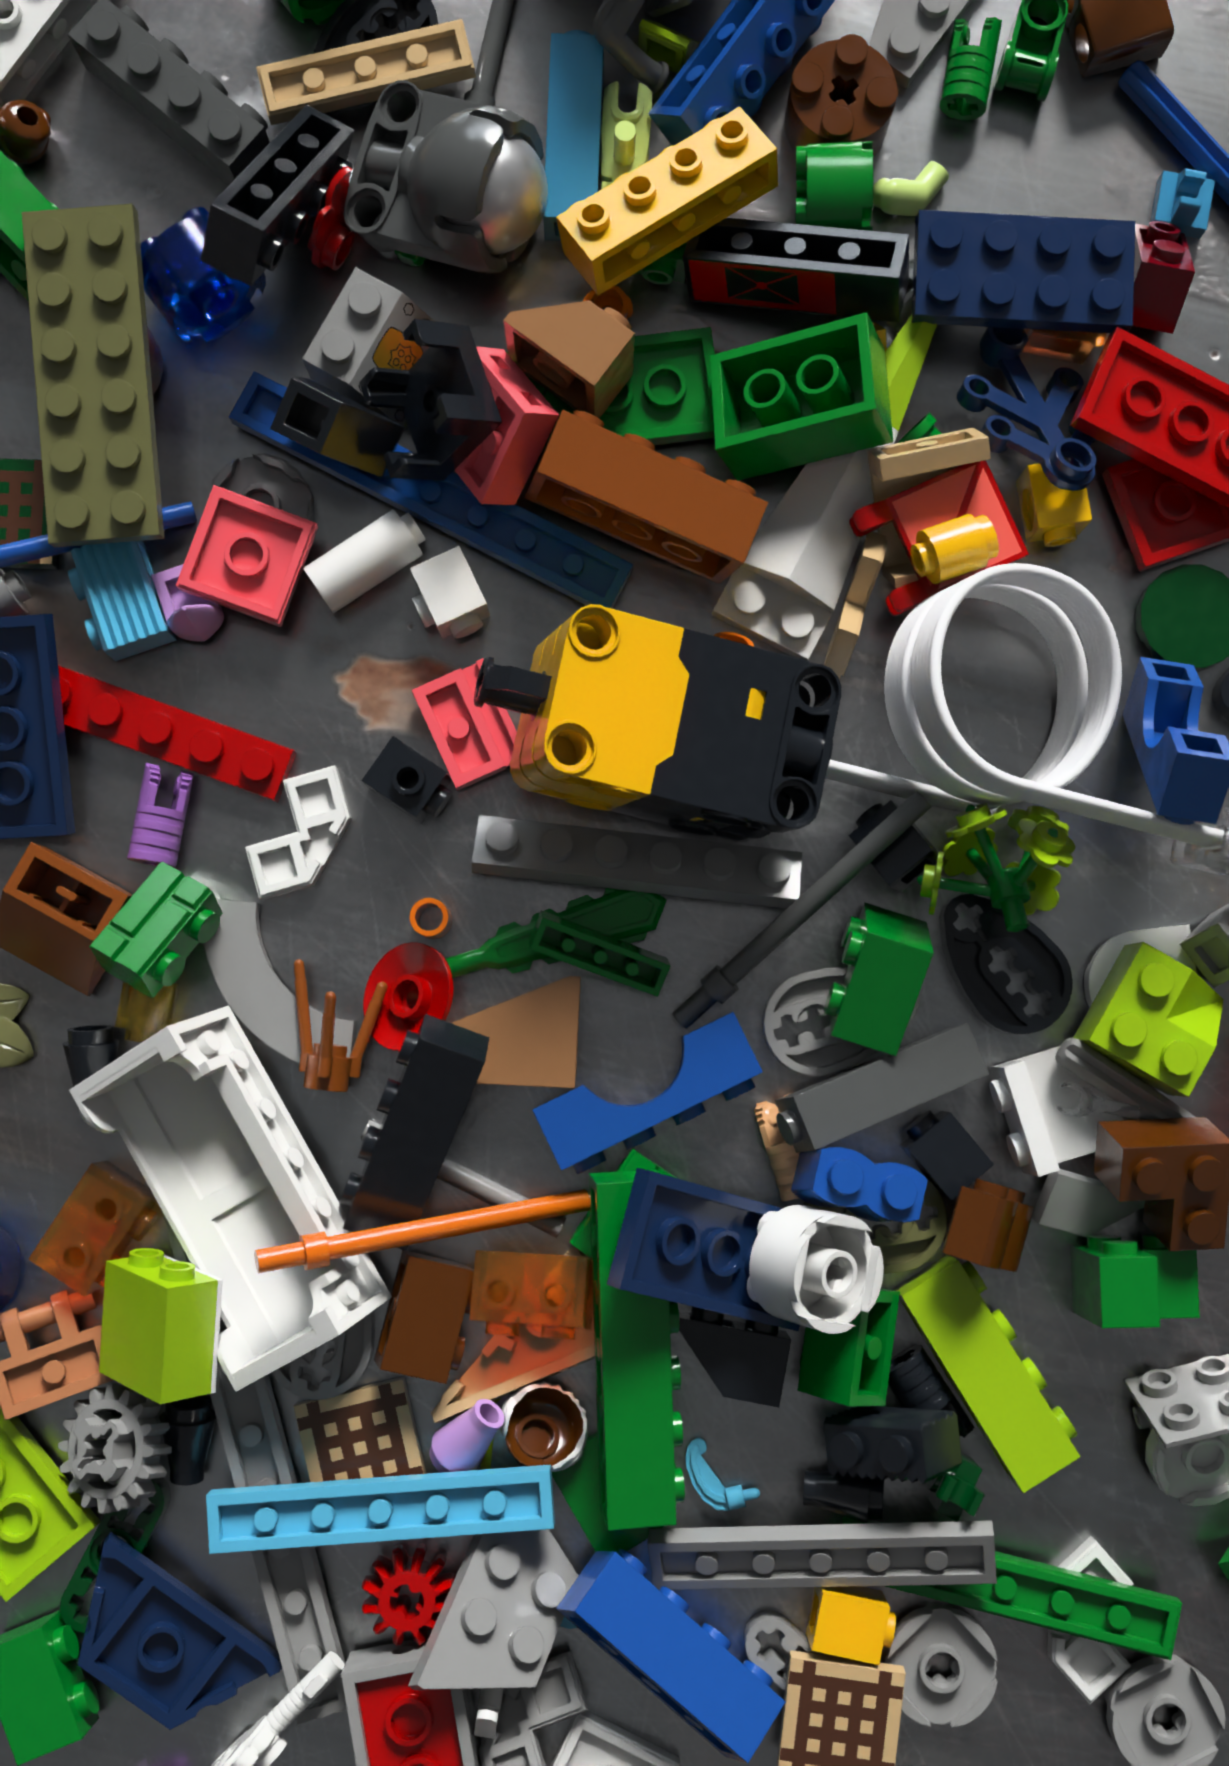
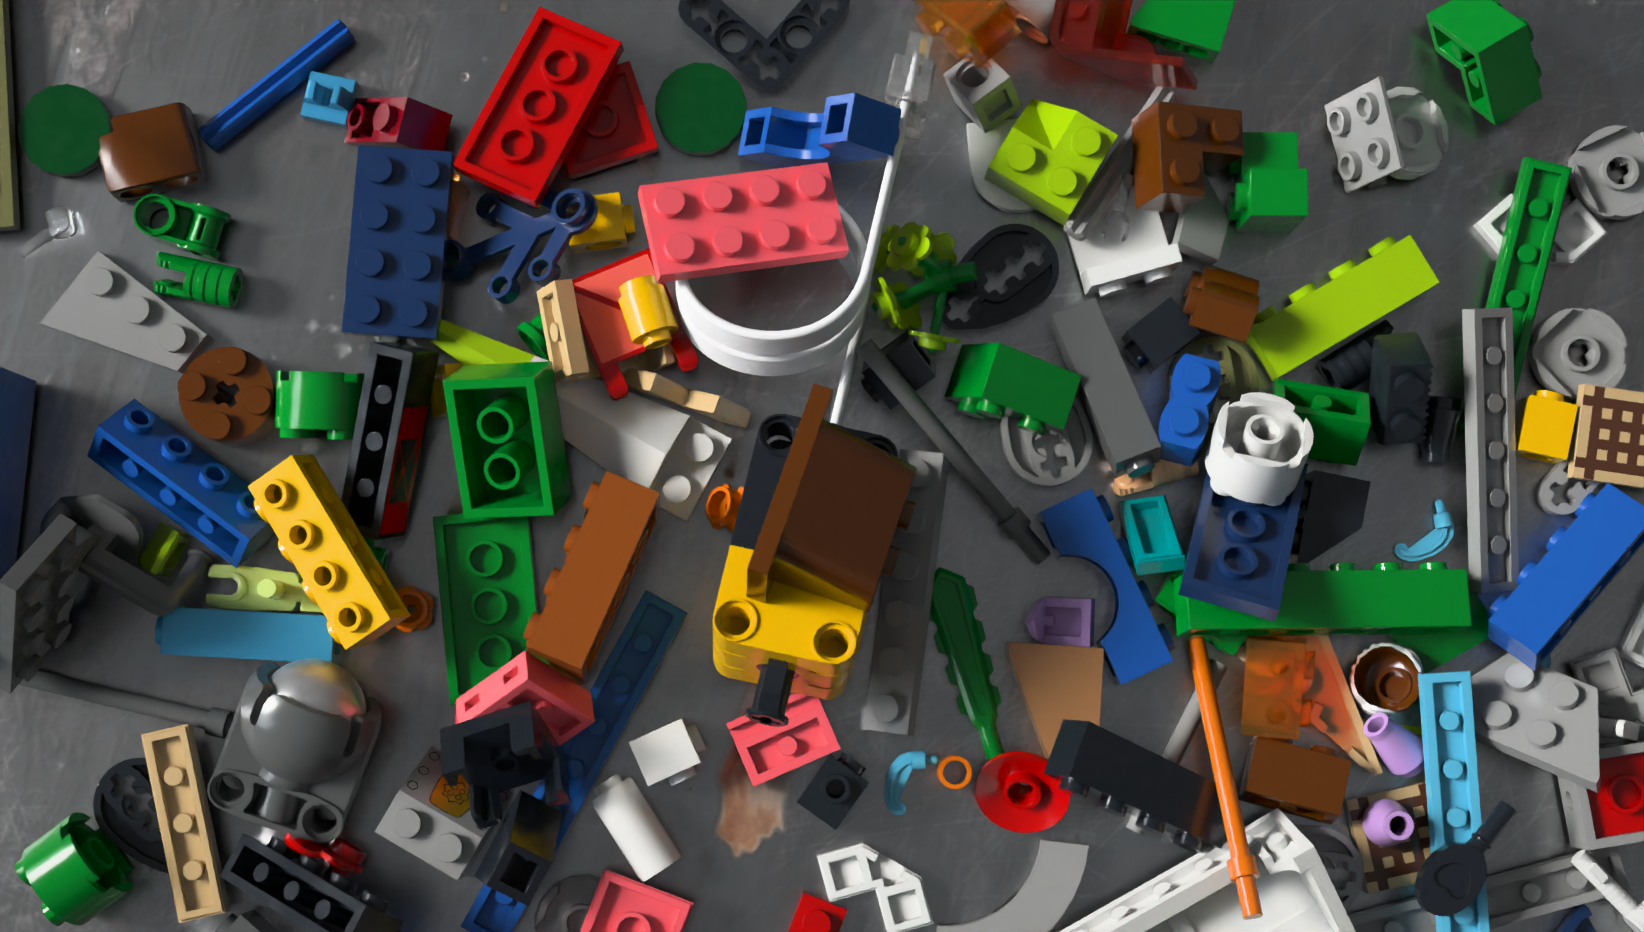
camera: 85 degrees left, 0 degrees up
(315, 1512) = (1458, 870): none -> black piece
(326, 1063) = (1081, 860): dark orange plant -> none
(383, 1419) = (1377, 823): none -> lavender cone
(399, 1610) = (1536, 806): red gear -> none
(426, 857) = (899, 774): none -> medium azure piece
(573, 352) = (465, 636): medium nougat slope -> none
(599, 953) = (986, 626): green piece -> none
(606, 1041) = (1062, 621): none -> lavender plate
(708, 1144) = (1151, 535): none -> teal tile
(725, 736) = (832, 514): none -> reddish brown windscreen
(909, 196) = (315, 337): yellowish green arm -> none
(957, 1490) = (1436, 336): dark green plate -> none
(1068, 642) = (742, 222): none -> coral plate

